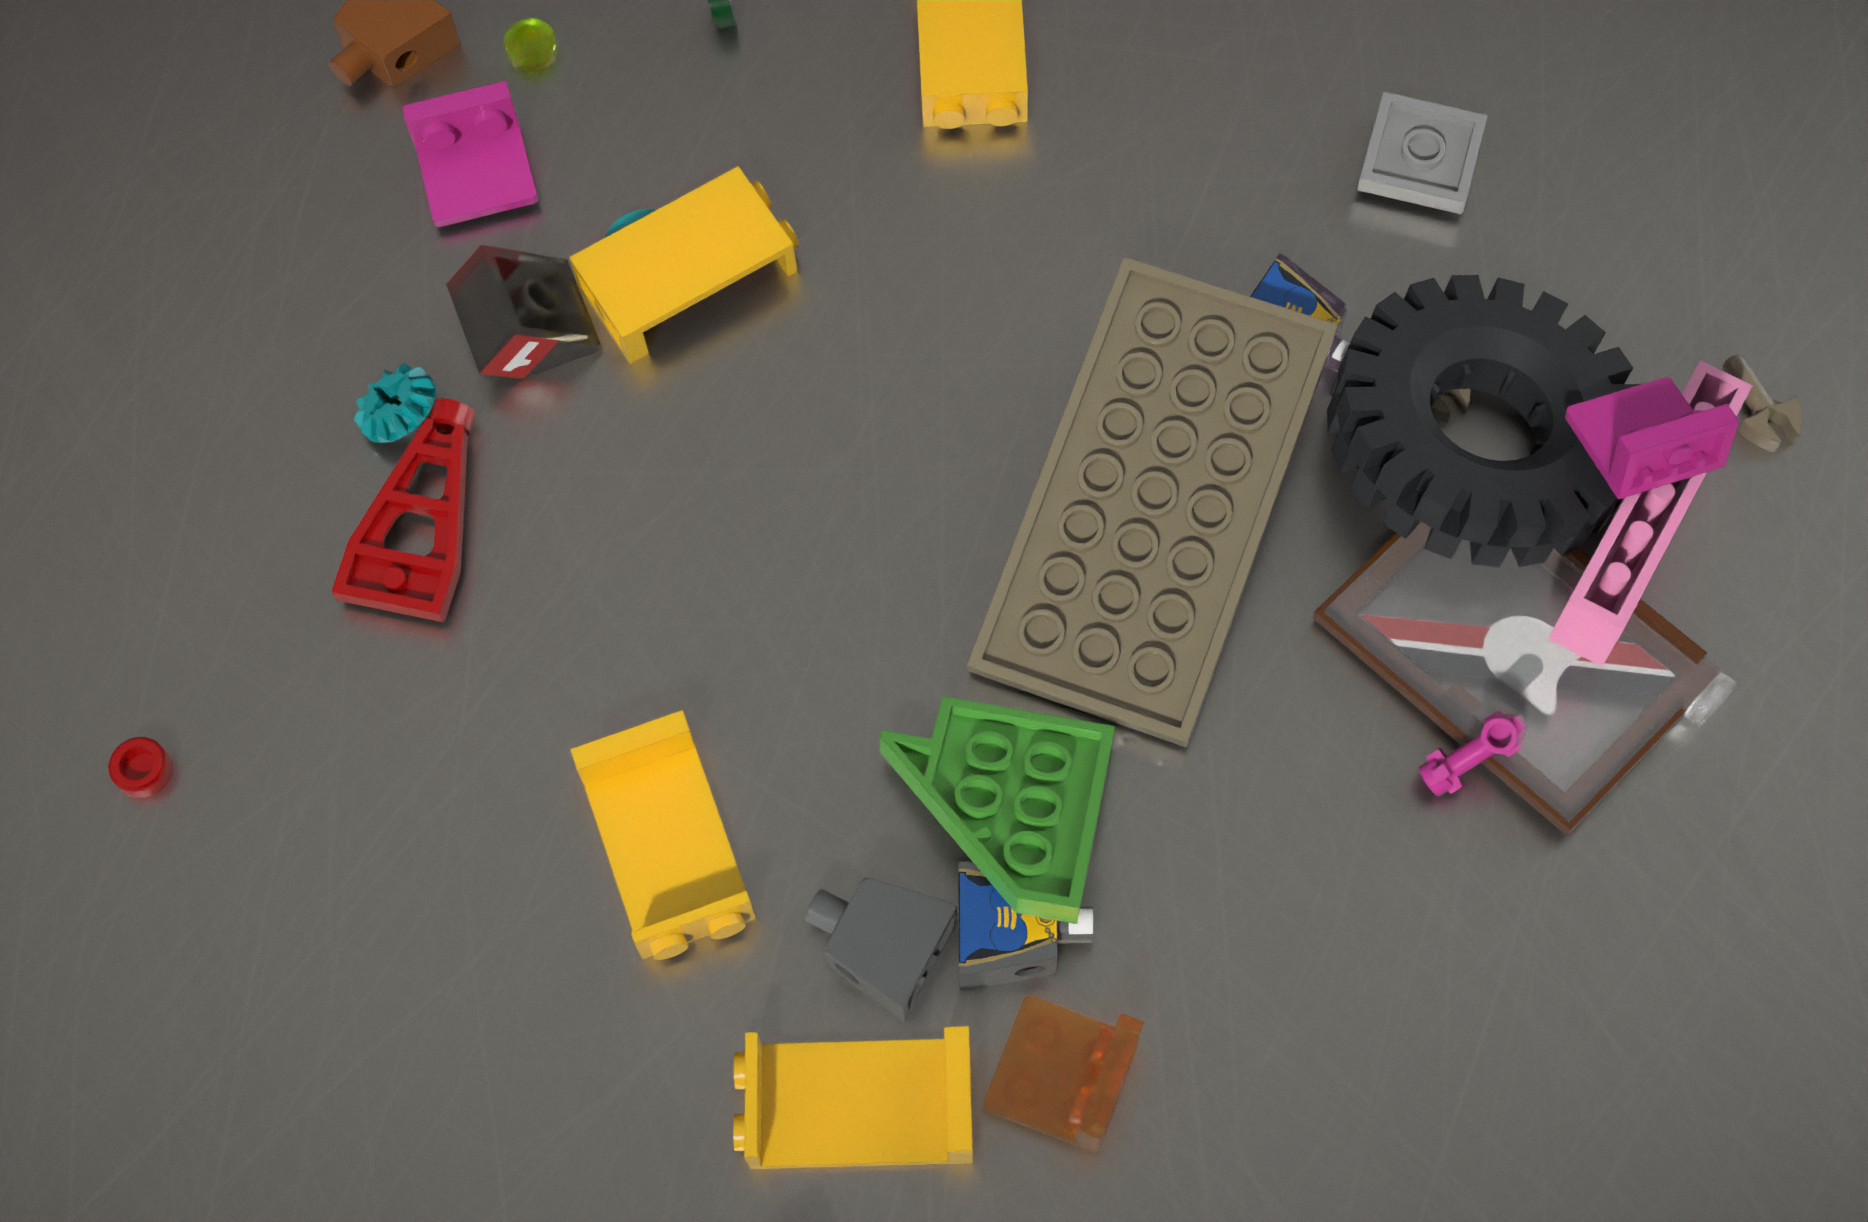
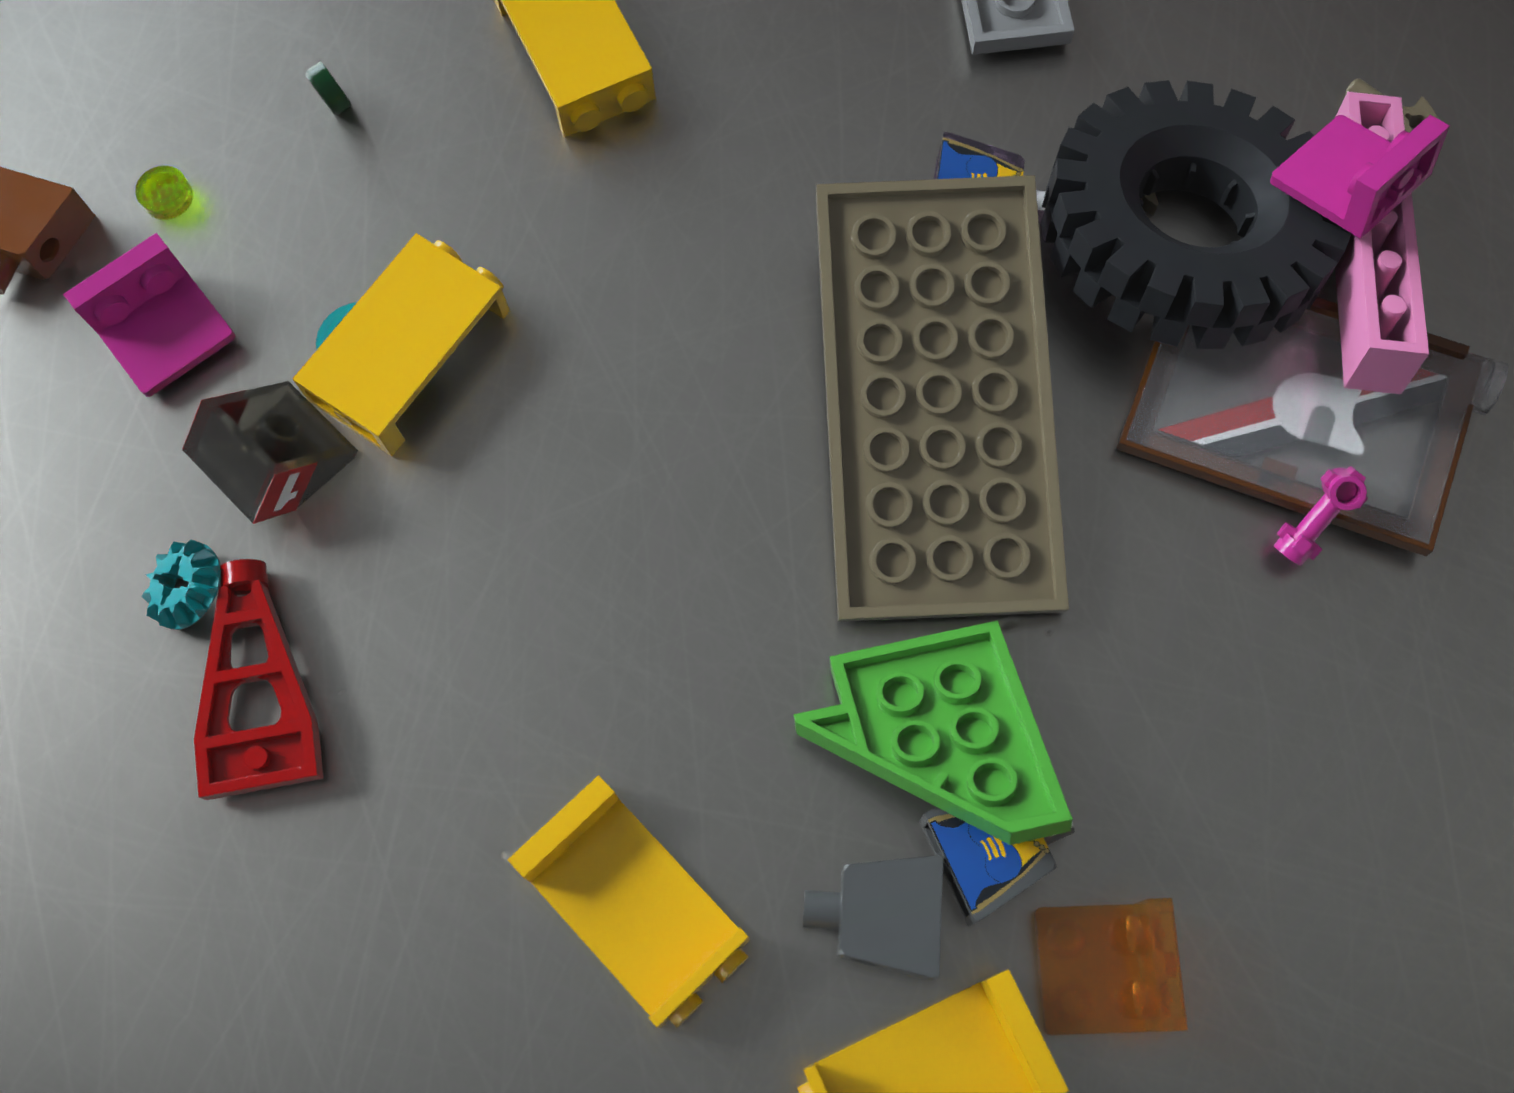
camera: 25 degrees left, 5 degrees up
(140, 767) = (78, 1053): red tile -> none

